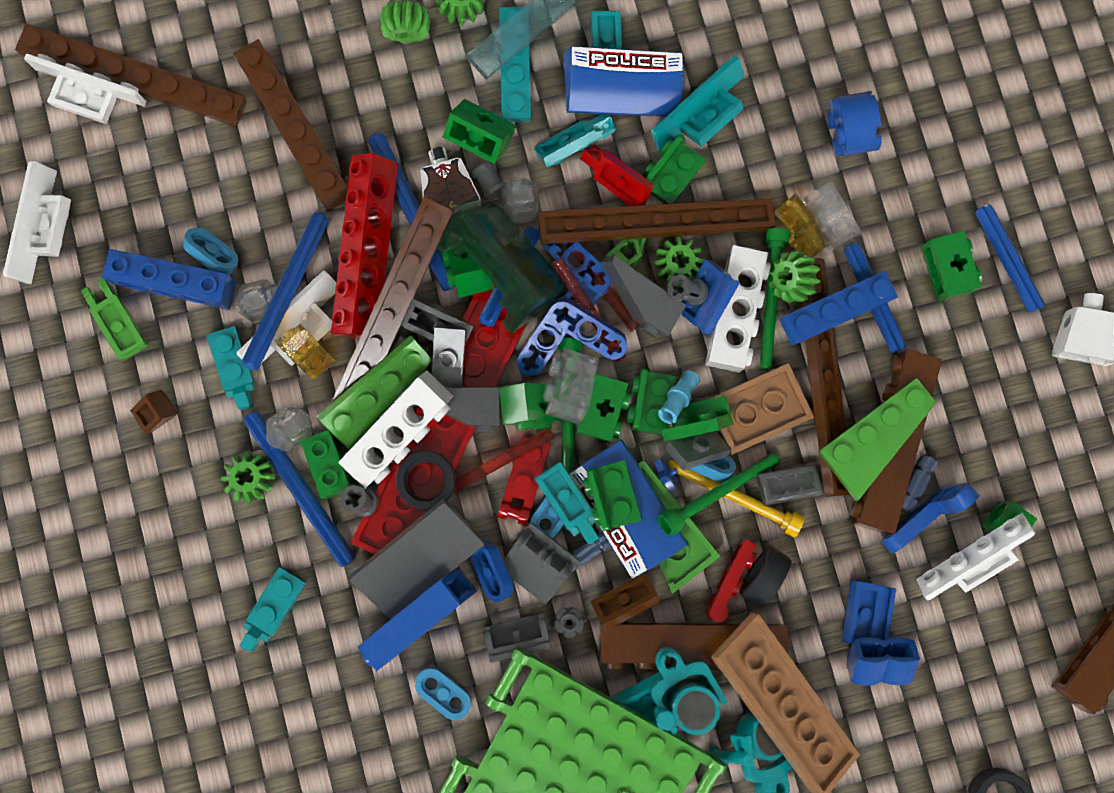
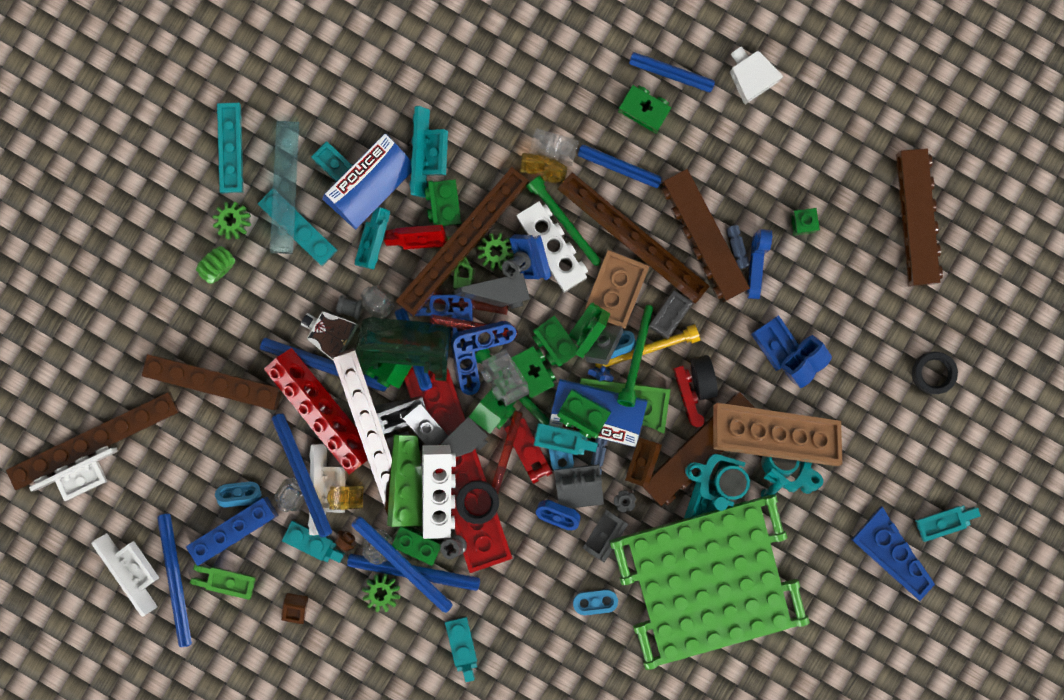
camera: 35 degrees left, 5 degrees up
(70, 274) = (174, 580): none -> blue axle
(265, 394) = (345, 540): none -> reddish brown plate
(293, 468) = (402, 564): none -> blue axle
(416, 619) = (544, 577): blue slope -> none
(417, 559) = (513, 547): dark grey tile -> none
(479, 131) = (317, 286): green brick -> none
(679, 397) = (567, 326): medium azure pin -> none
(794, 277) = (566, 201): bright green gear -> none
(838, 308) = (606, 194): blue plate -> none
(855, 123) = (518, 81): blue brick -> none
(873, 441) = (691, 254): bright green wing -> none
(979, 560) = (807, 260): white bracket -> none

